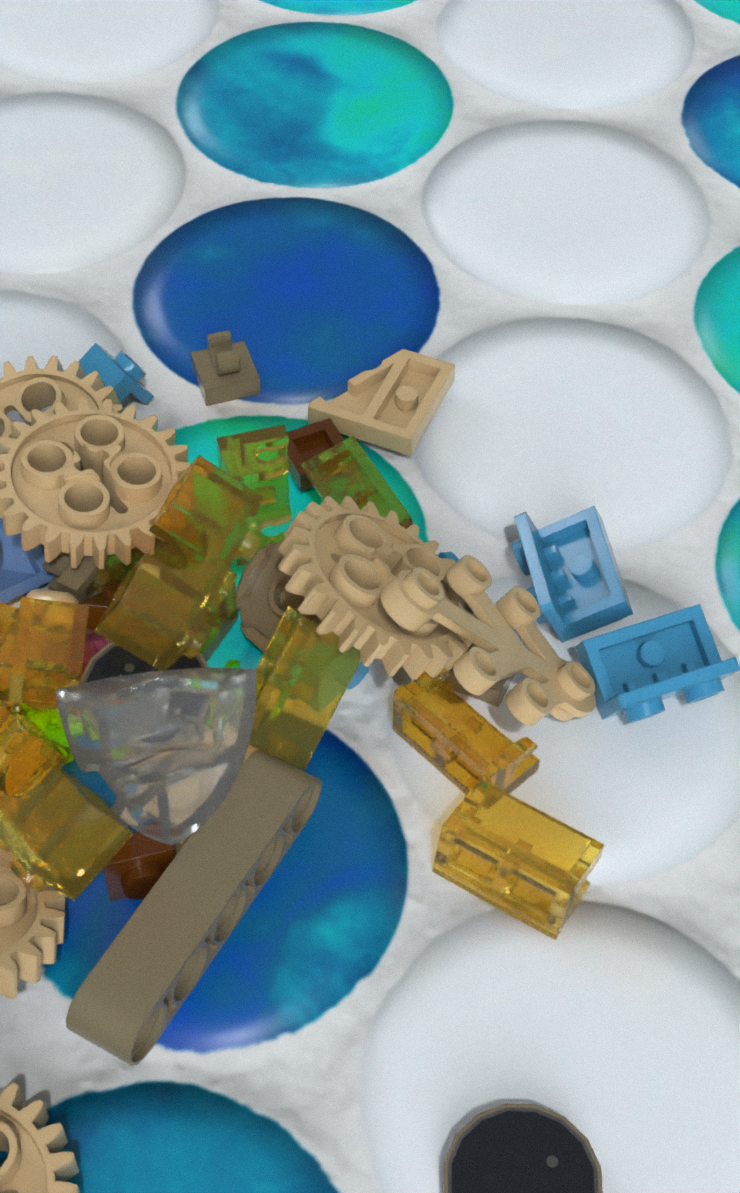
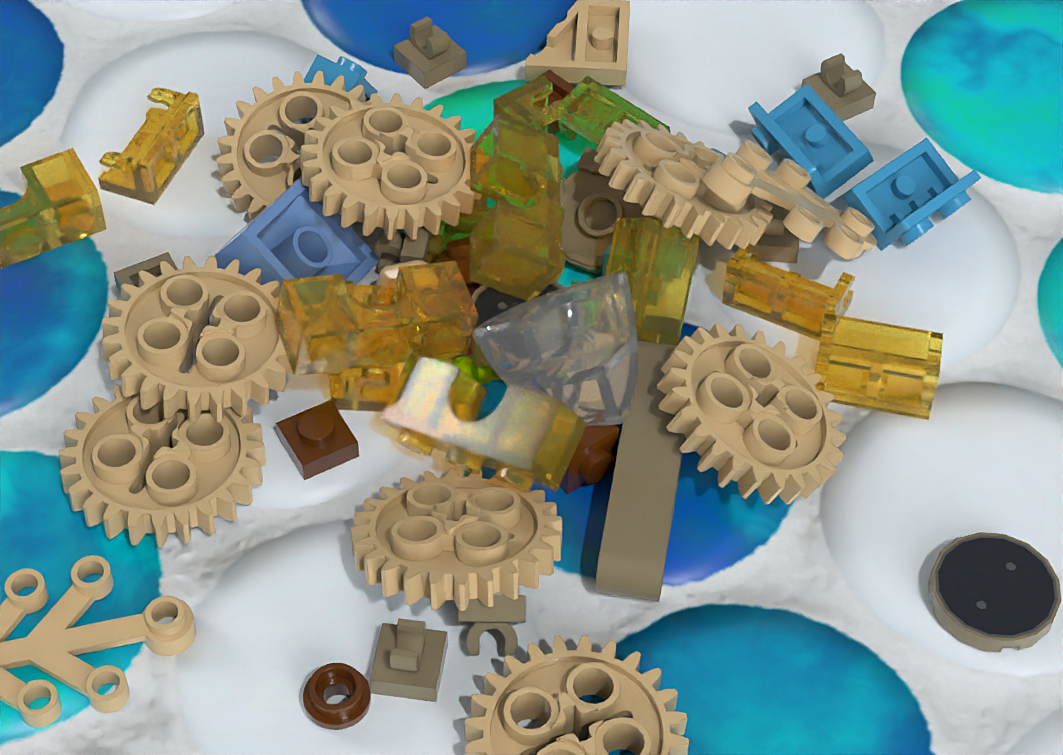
camera: 20 degrees left, 0 degrees up
(284, 897) = (751, 413): none -> tan gear
(638, 522) = (842, 88): none -> dark tan tile

